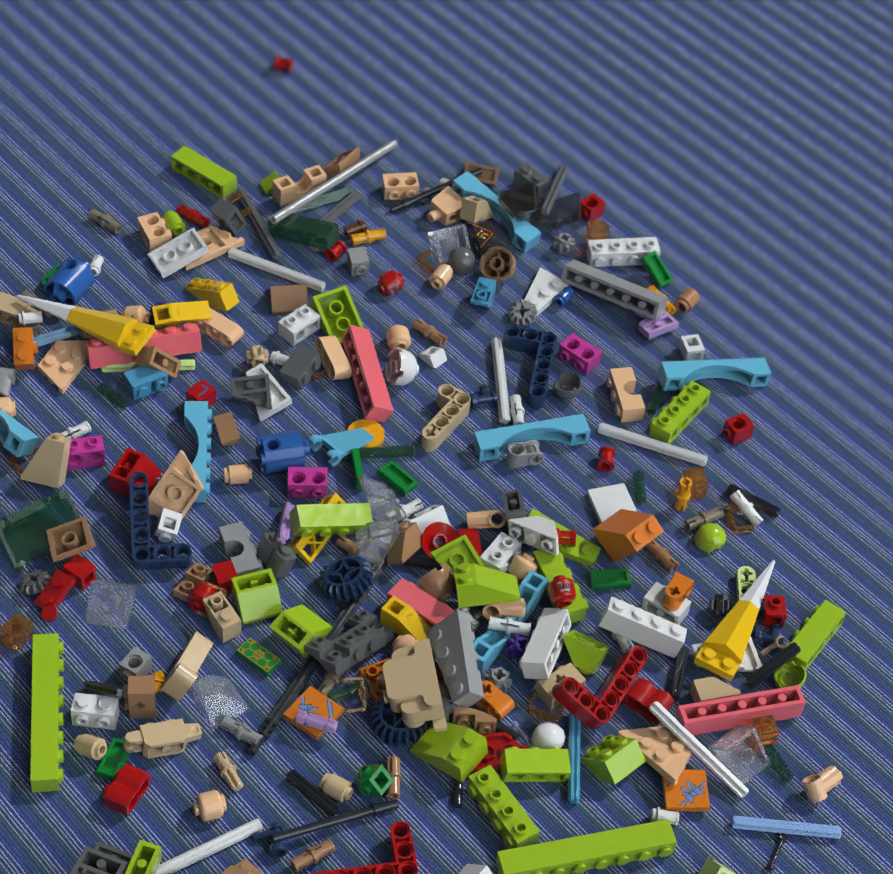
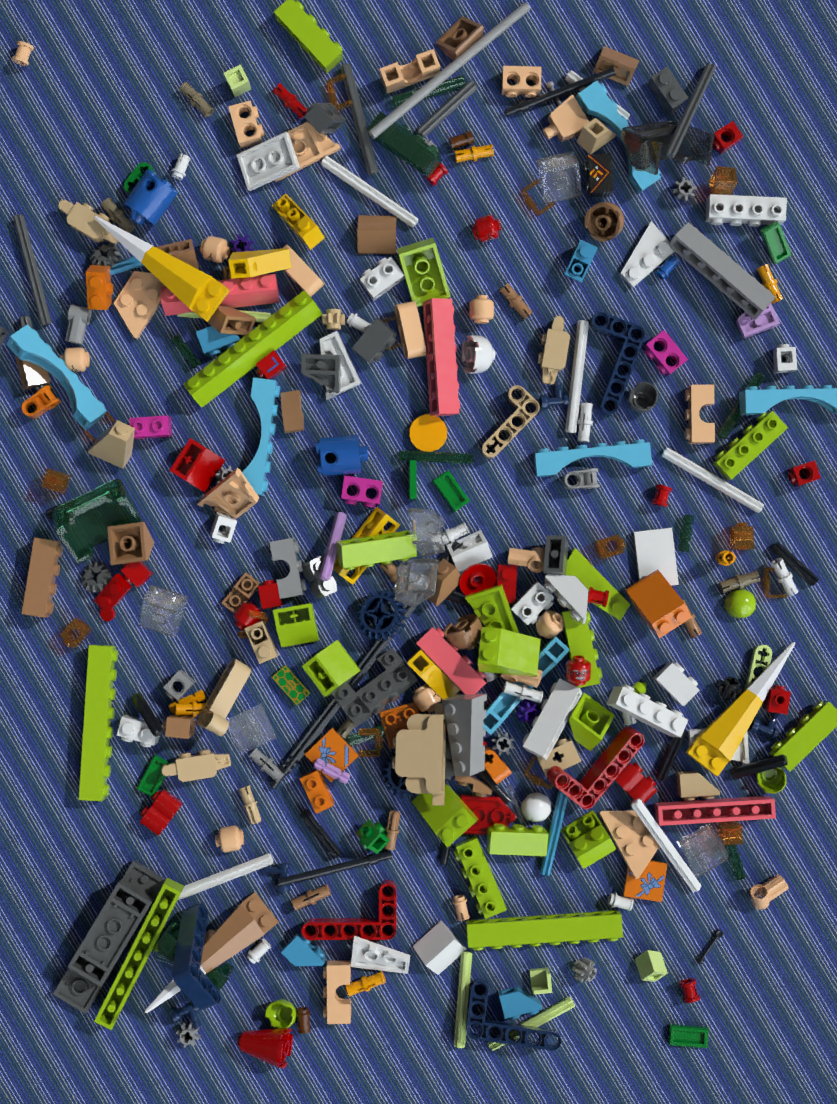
camera: 10 degrees right, 40 degrees up
(30, 317) = (106, 244): white pin -> none
(82, 429) = (141, 398): white pin -> none
(90, 746) = (133, 766): tan brick -> none
(142, 203) = (237, 80): none -> yellowish green panel
(143, 530) = (200, 536): dark blue beam -> none
(173, 223) = (267, 113): lime brick -> none
(173, 386) = (252, 348): none -> lime brick
(237, 474) = (295, 471): light nougat brick -> none
(267, 183) = (380, 58): lime slope -> none
(303, 745) = (317, 790): none -> orange brick
(336, 787) = (340, 835): tan brick -> none
(341, 443) = (403, 445): medium azure flag -> none
(358, 261) = (457, 193): light grey brick -> none
(433, 356) = (514, 334): white slope -> none
(441, 276) = (541, 225): light nougat brick -> none
(461, 260) = (567, 203): dark grey hair -> none
(474, 361) = (554, 352): none -> tan hinge
(485, 840) = (461, 907): none -> light nougat pin
(529, 316) = (625, 281): light grey gear -> none
(566, 502) = (602, 550): none -> clear orange brick
(610, 579) = (631, 639): green tile -> none
(677, 591) = (691, 679): orange piece -> none
(687, 300) = (798, 289): nougat brick -> none
(773, 646) = (772, 740): tan hand -> none
(786, 827) = (724, 926): light blue axle -> none

